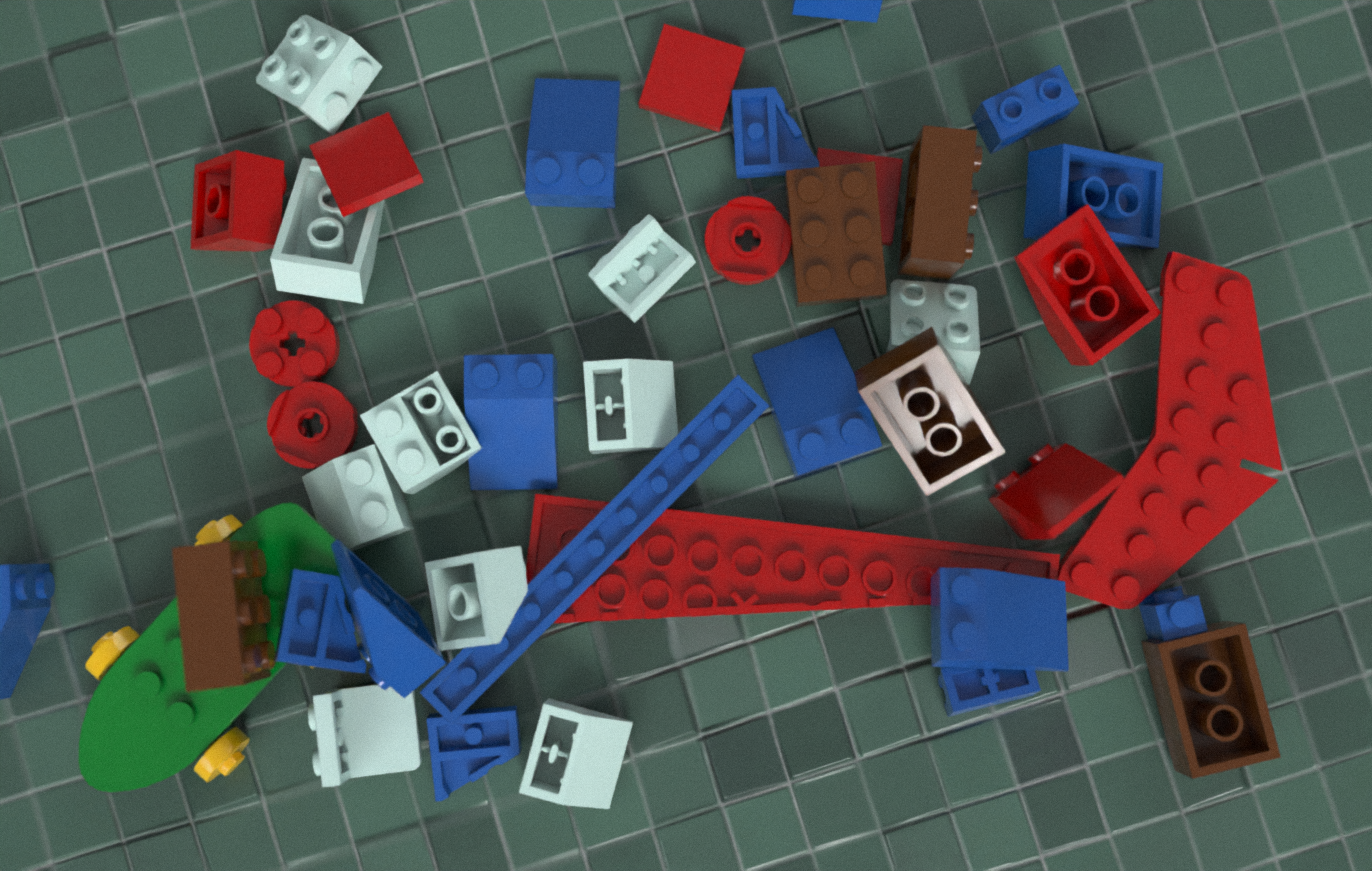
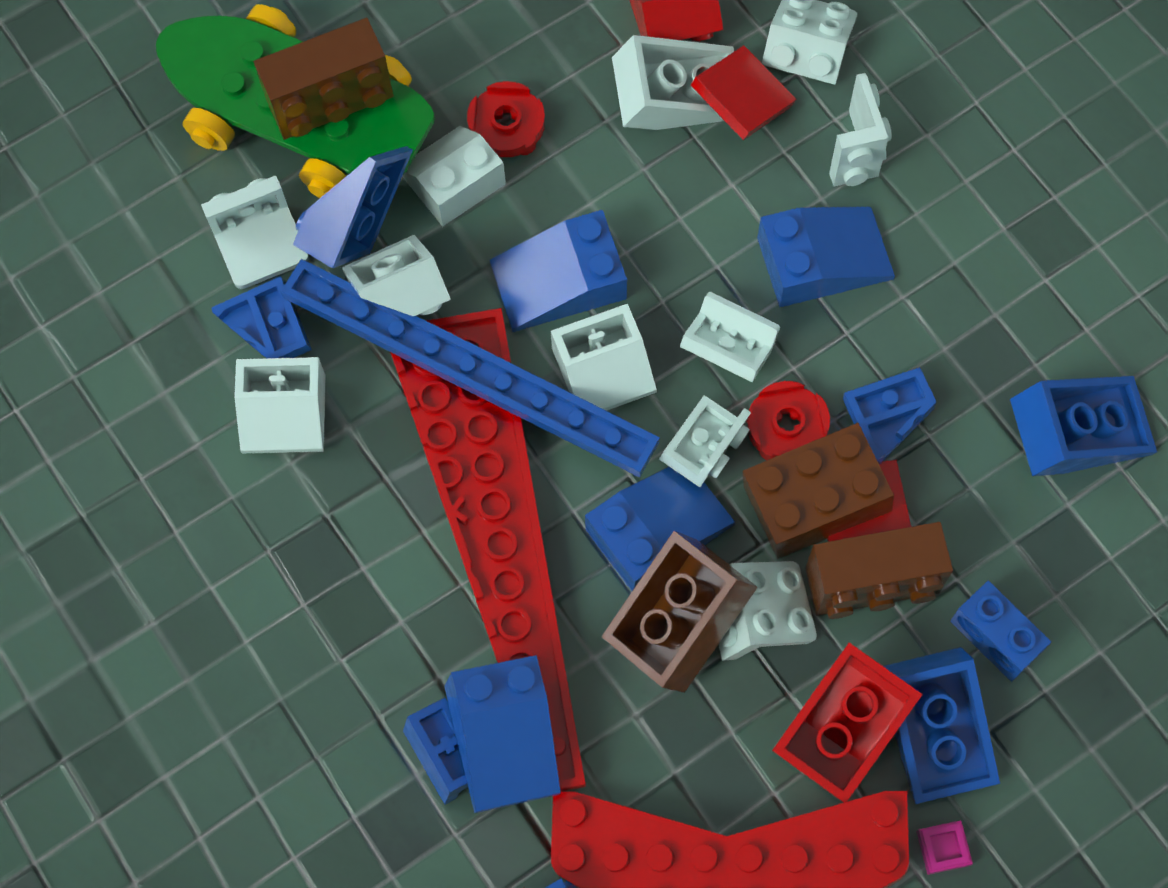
camera: 75 degrees right, 15 degrees down
(276, 325) = (572, 66): red plate -> none
(317, 625) = (332, 154): blue wing -> none
(421, 433) = (522, 199): light aqua slope -> none
(460, 46) = (861, 152): none -> light aqua bracket
(691, 78) = (921, 334): red tile -> none
(747, 328) = (703, 440): none -> light aqua bracket
(1052, 491) = (639, 750): red slope -> none
(1206, 235) = (944, 847): none -> dark pink tile

